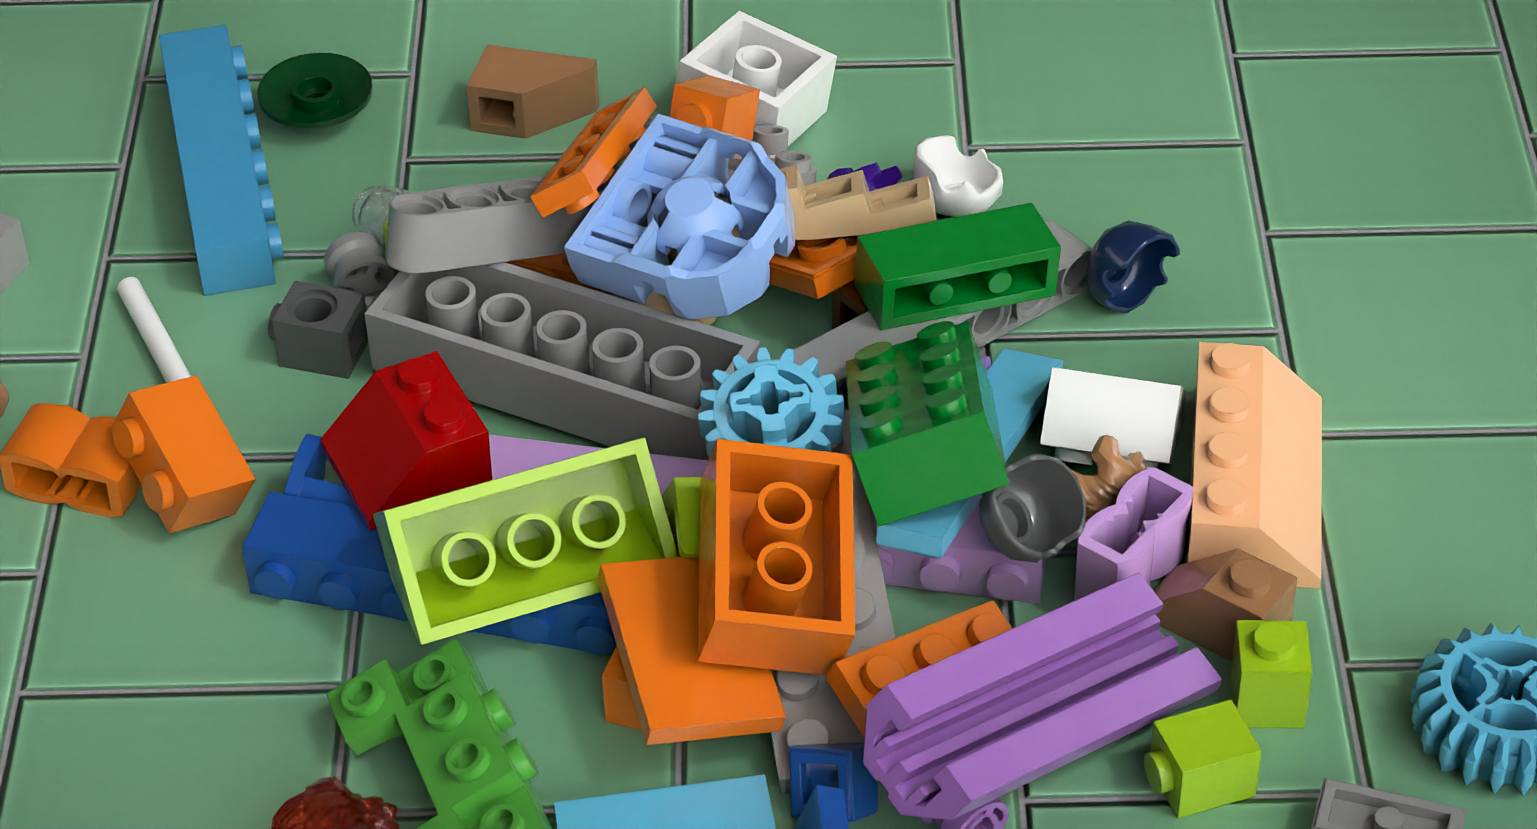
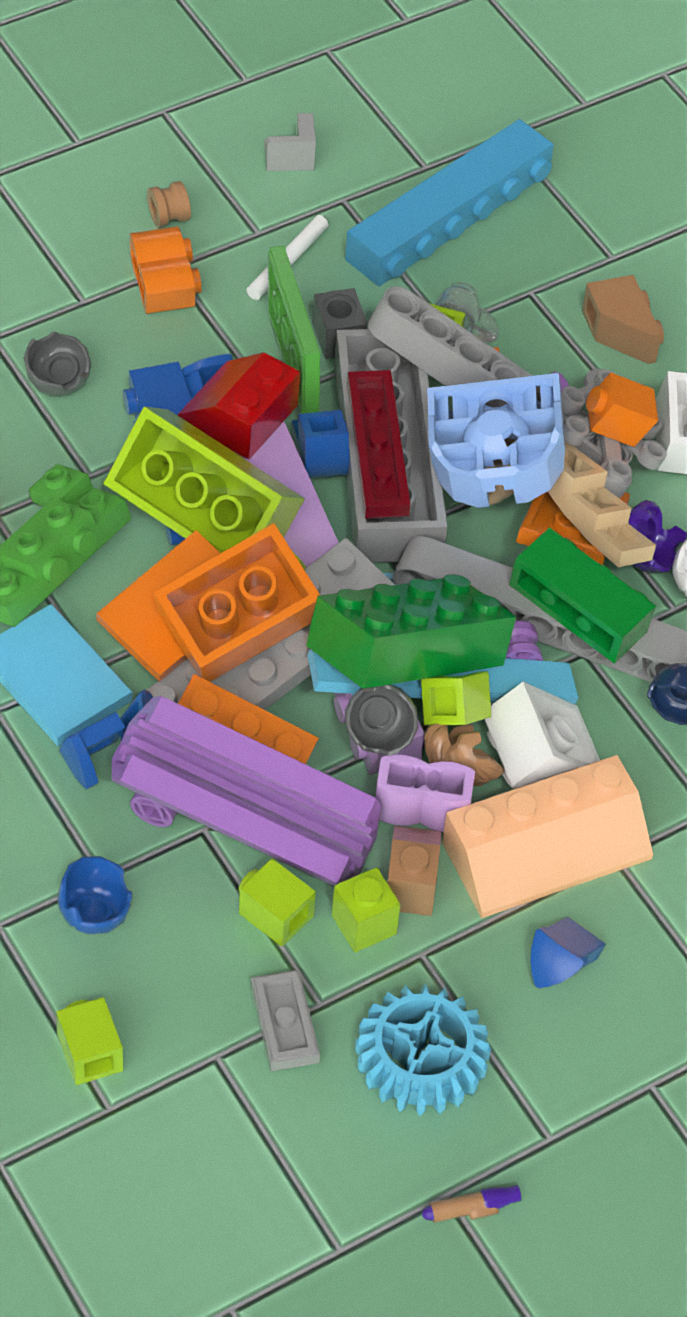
camera: 55 degrees right, 10 degrees up
(151, 627) = (57, 364): none -> dark grey hair
(182, 454) = (181, 308): orange brick -> none
(308, 348) = (293, 328): none -> bright green tile
(315, 90) = (542, 217): dark green dish -> none
(527, 399) = (322, 443): none -> blue brick
(592, 155) = (507, 364): orange plate -> none
(596, 338) = (378, 444): none -> dark red plate
(773, 404) = (347, 549): medium azure gear -> none
(1036, 431) = (456, 699): none -> lime panel
(1435, 523) = (562, 952): none -> blue tile

